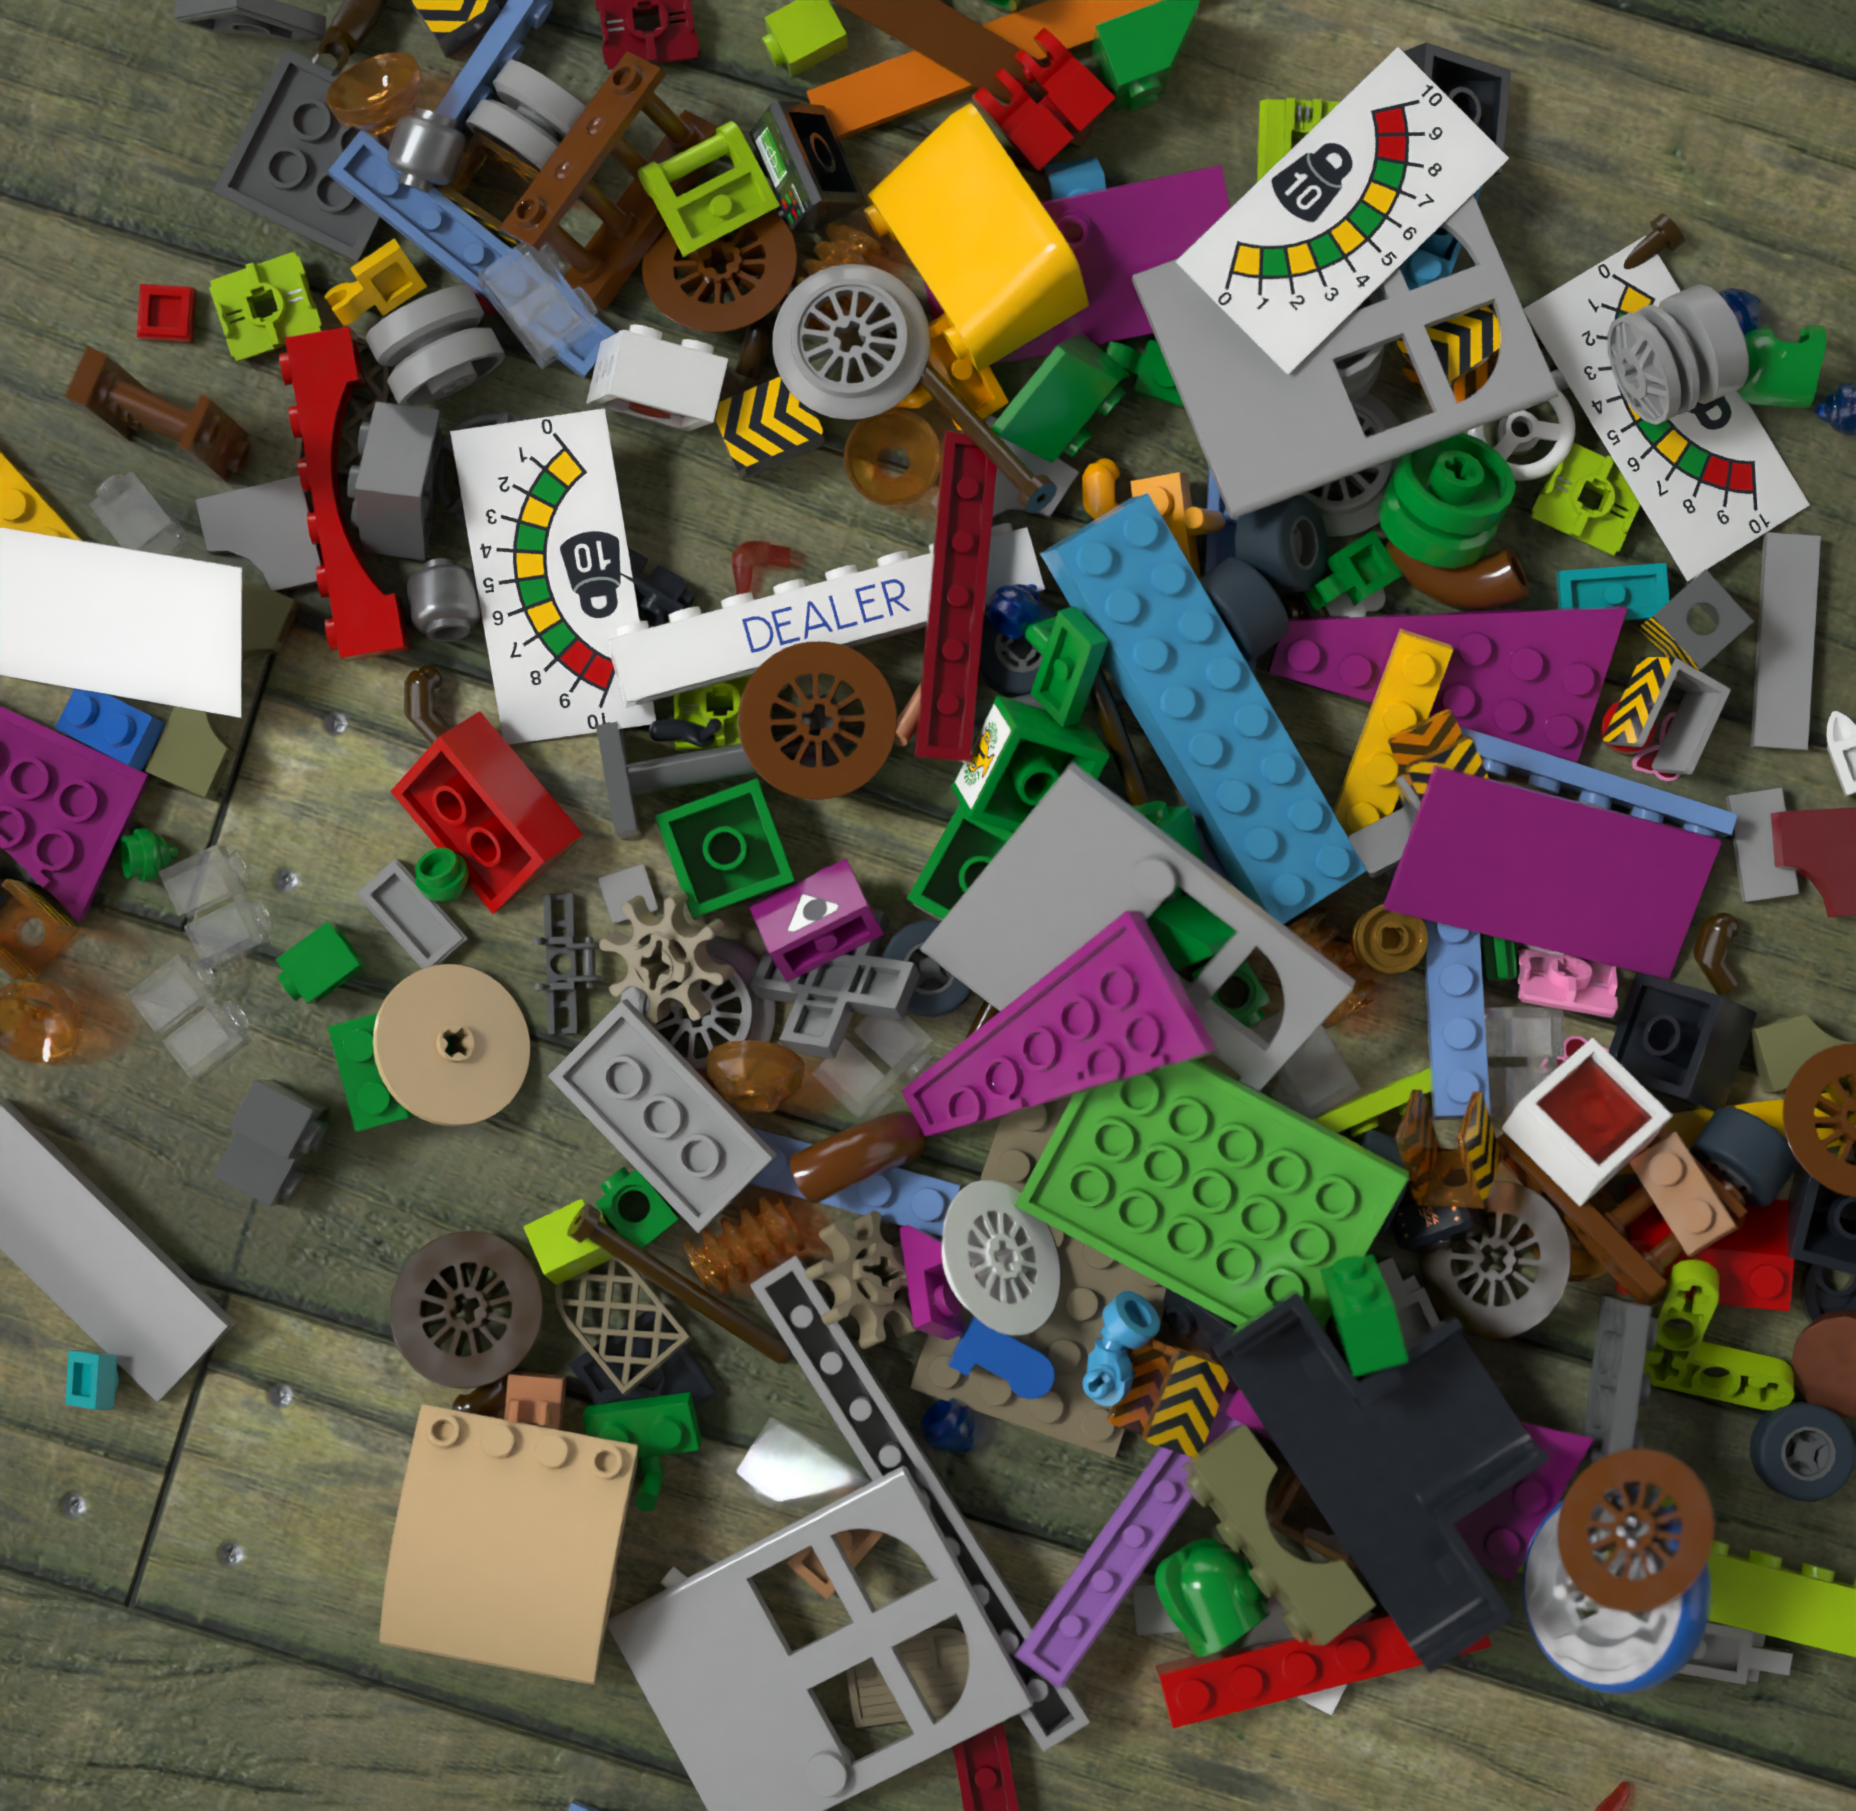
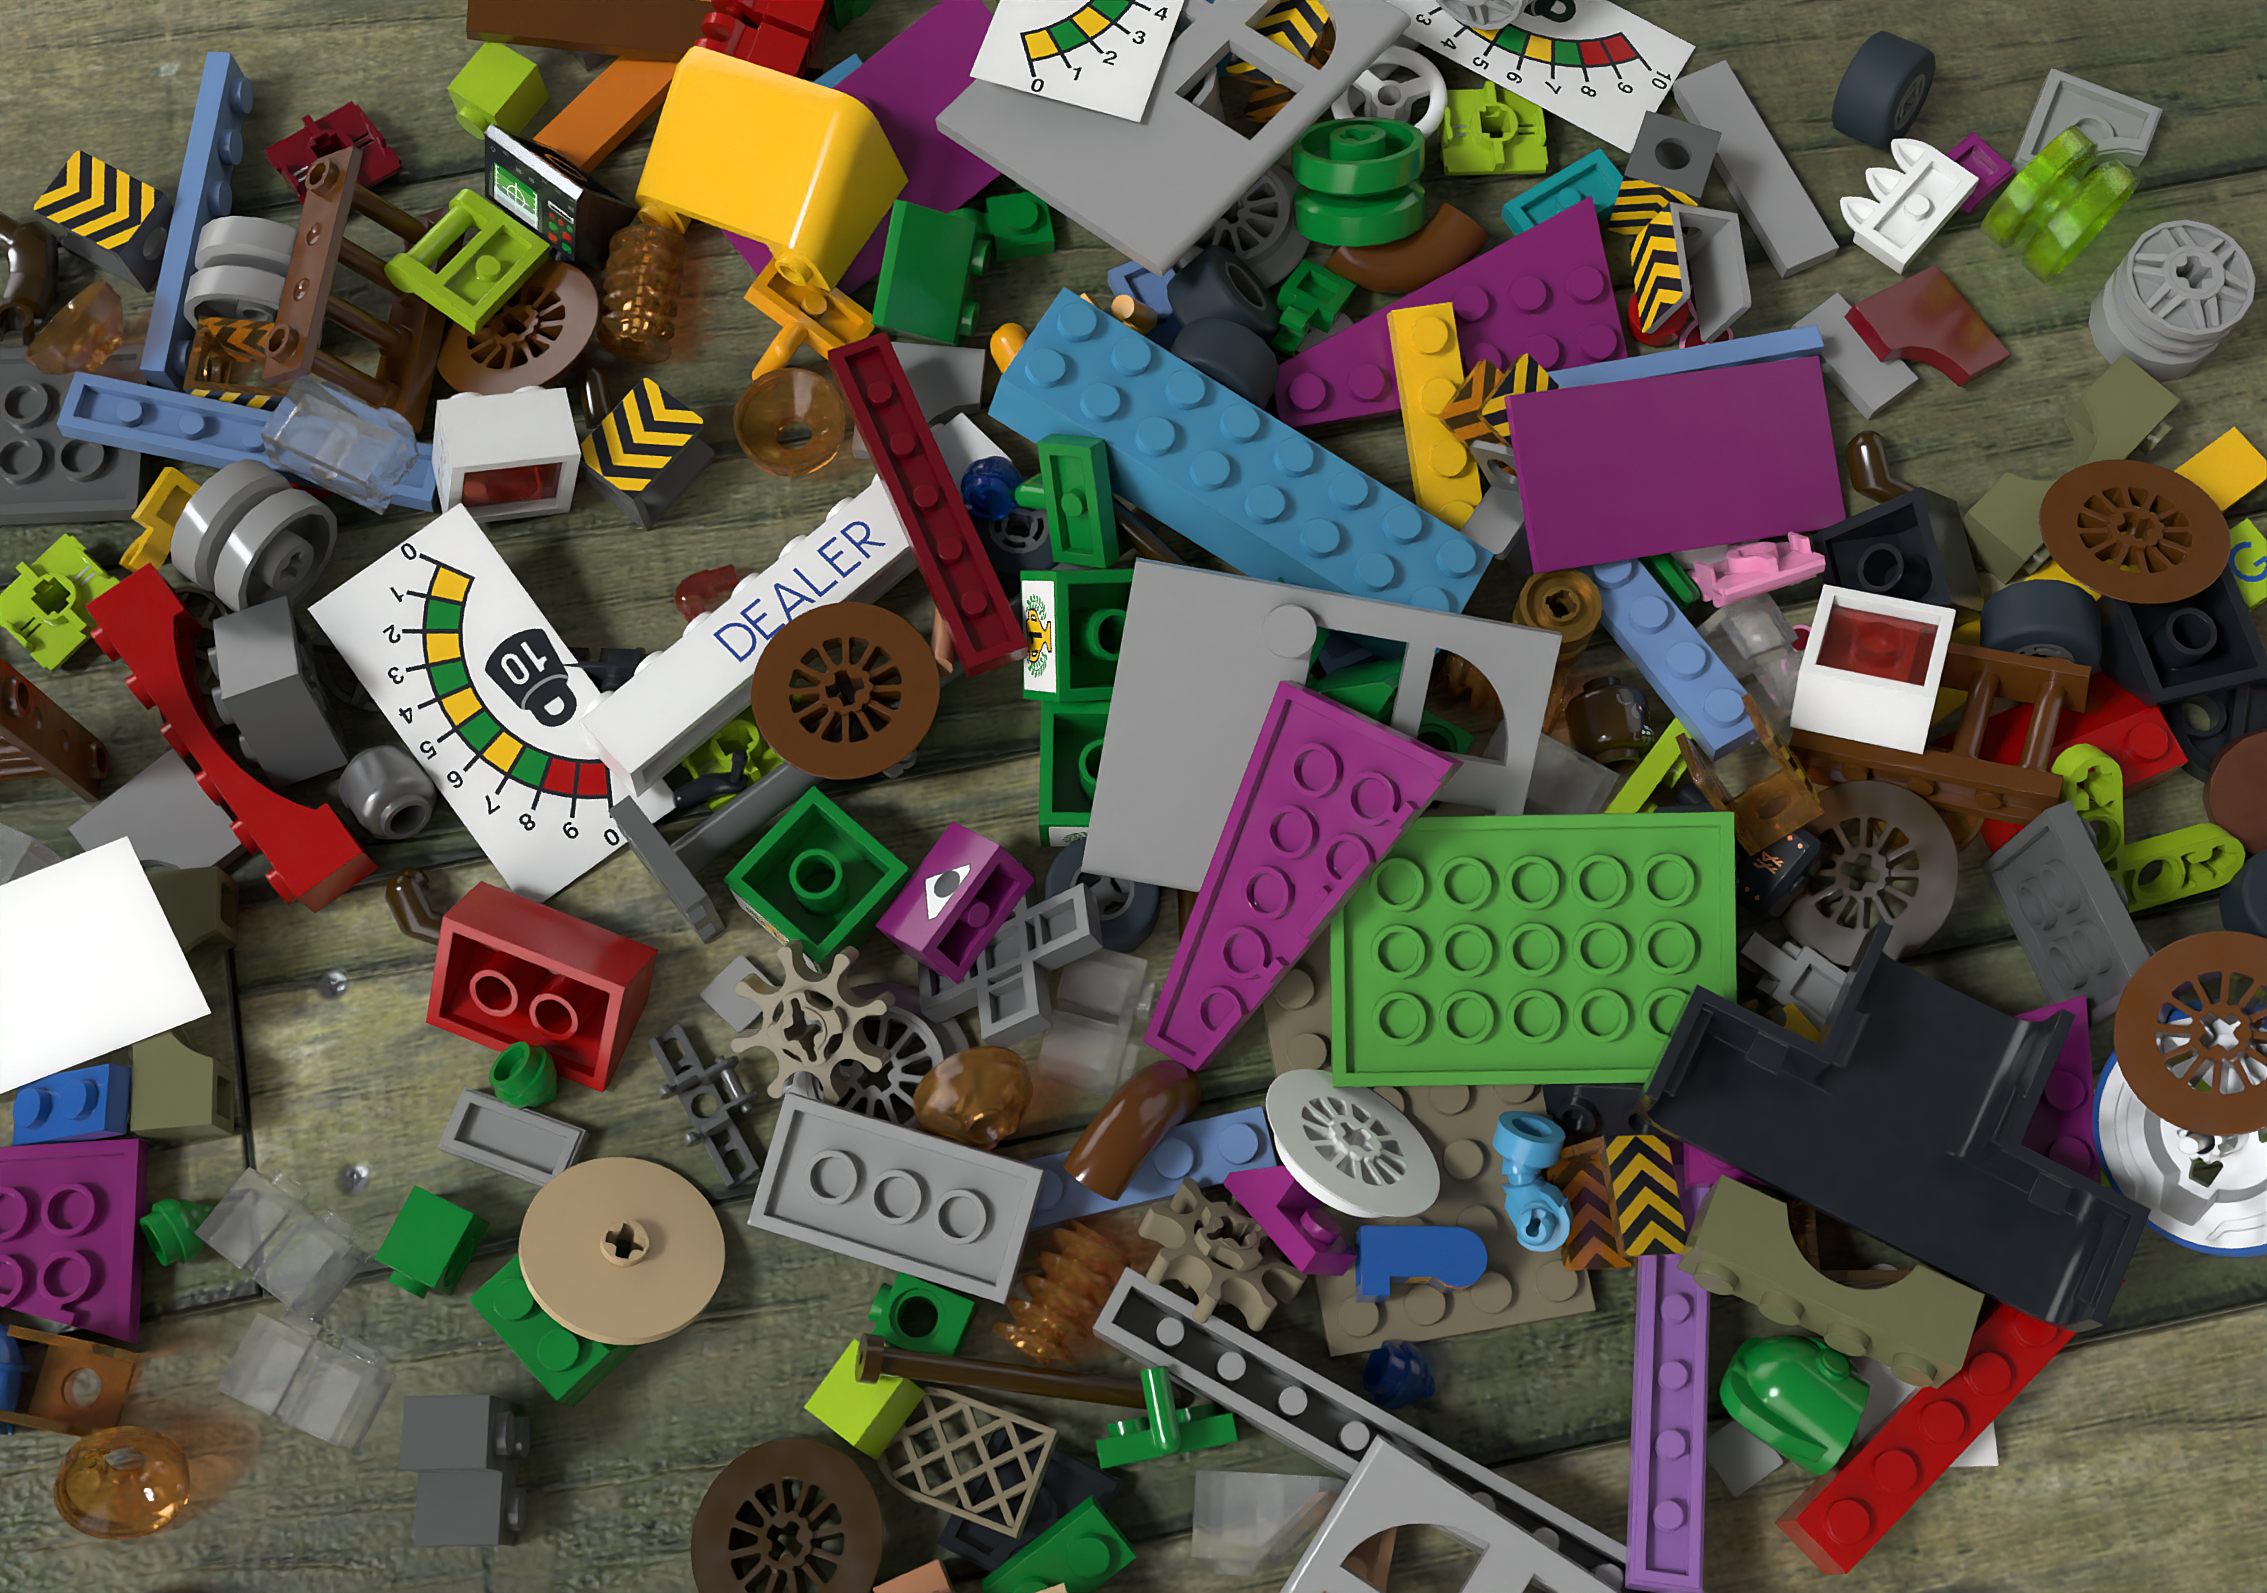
camera: 30 degrees left, 15 degrees down
(426, 149) = (150, 351): flat silver head -> none
(759, 1375) = (1171, 1429): none -> green plate
(874, 393) = (704, 374): light grey piece -> none
(1034, 490) = (947, 343): dark brown bar -> none
(1363, 1314) = (1780, 974): green brick -> none
(1381, 1043) = (1610, 724): none -> dark brown head
(1683, 1194) = (2016, 687): medium nougat plate -> none

